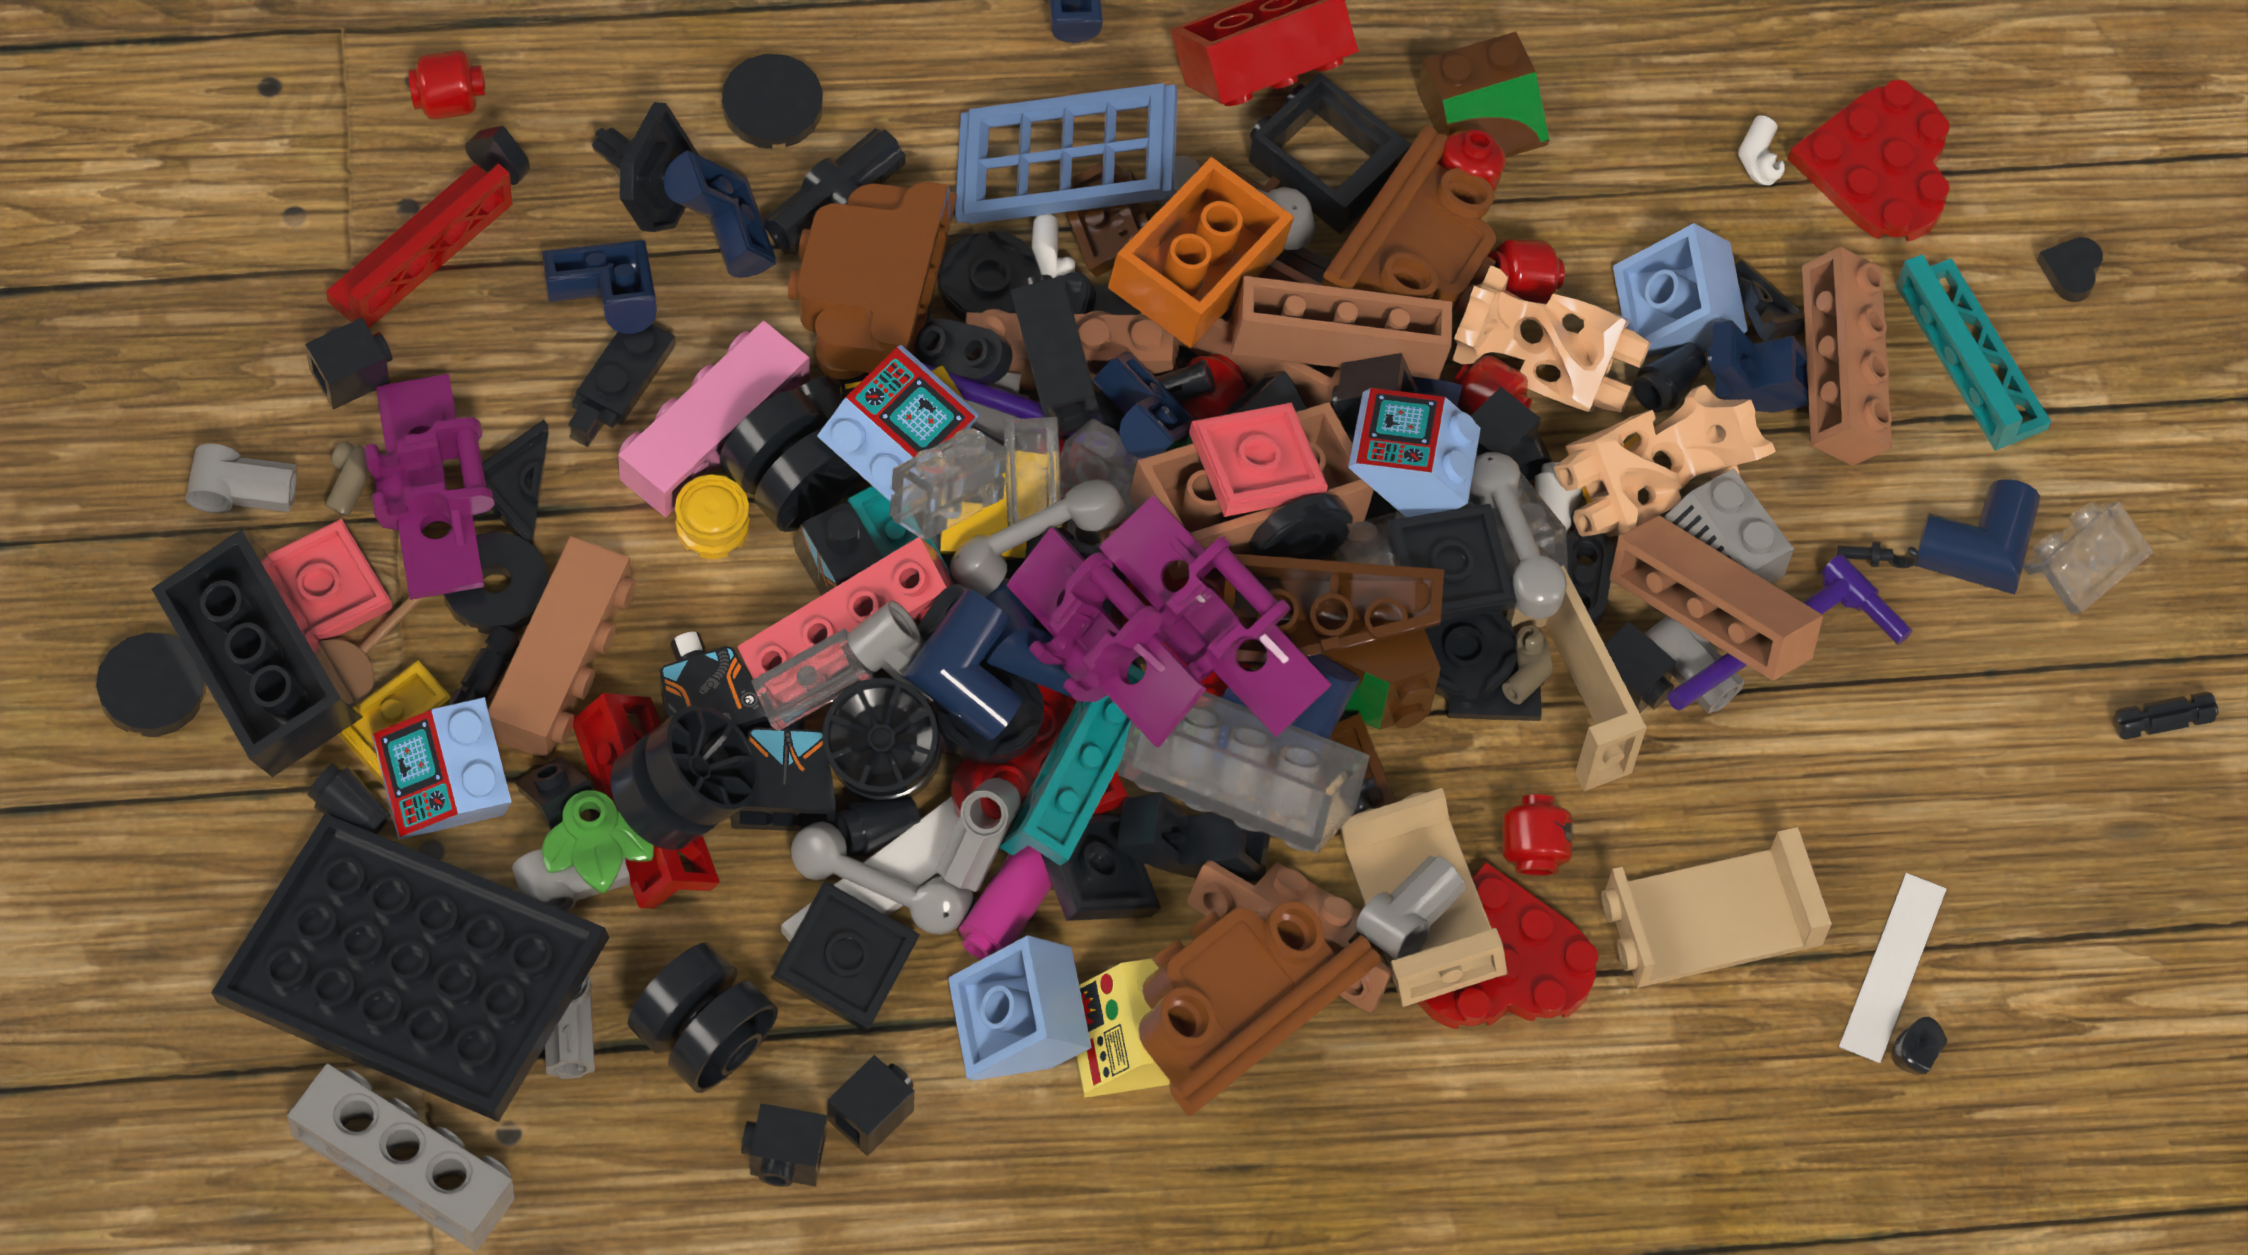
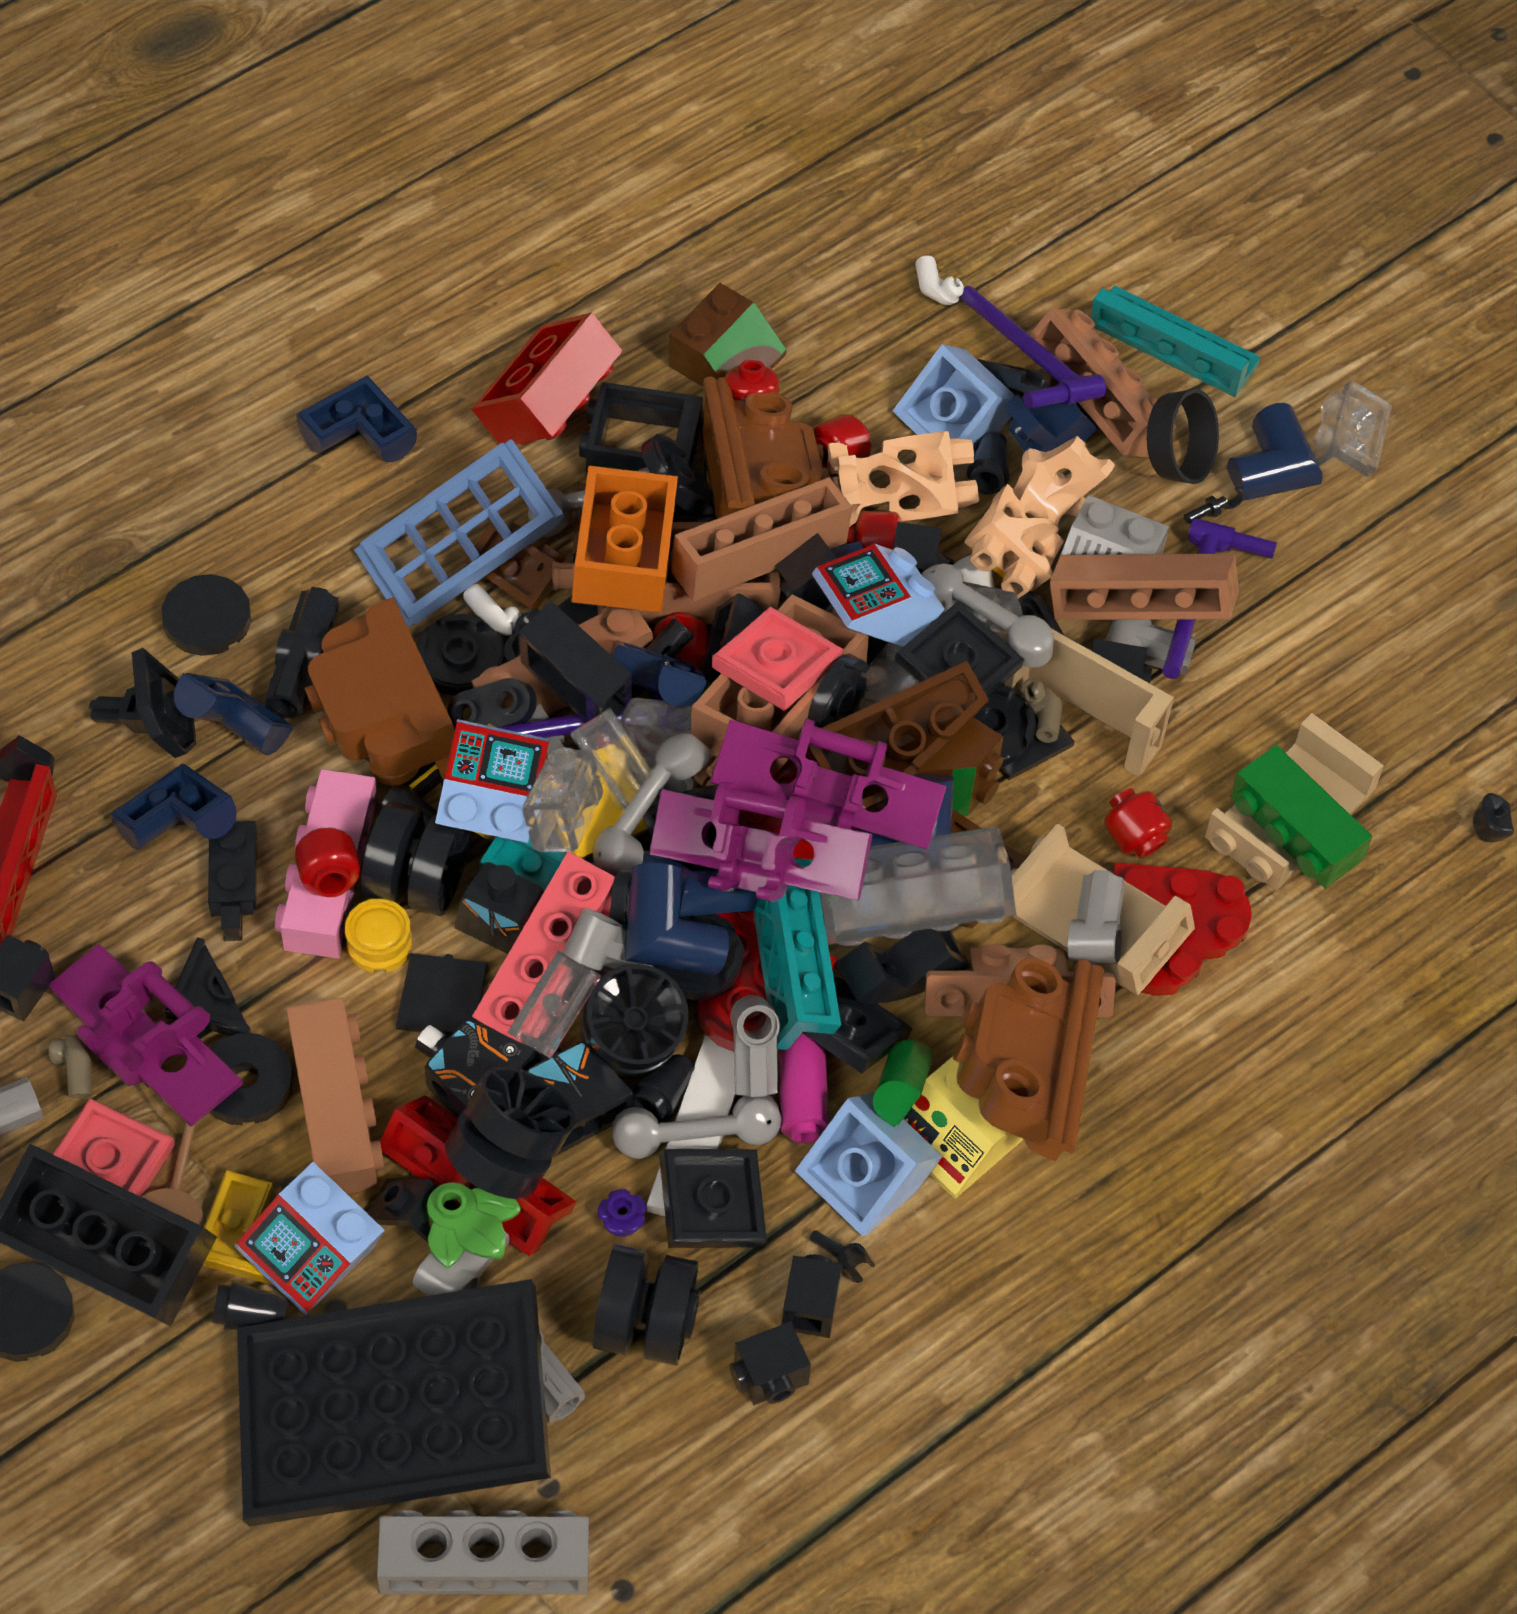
camera: 30 degrees left, 5 degrees down
(487, 666) = (283, 1147): black axle -> none
(698, 416) = (327, 862): none -> red head
(733, 605) = (440, 992): none -> black piece
(753, 932) = (622, 1224): none -> dark purple plate
(934, 1089) = (848, 1255): none -> black hand
(1099, 949) = (902, 1080): none -> green brick
(1314, 198) = (666, 457): none -> black tile
(1706, 926) = (1300, 816): none -> green brick
(1798, 344) = (1071, 386): none -> dark purple bar
(1881, 161) = (1018, 247): red plate -> none
(1892, 968) = (1433, 777): white sticker -> none
(1911, 483) = (1202, 436): none -> black tyre
(2072, 267) = (1196, 250): black tile -> none
(2165, 715) = (1479, 507): black axle -> none

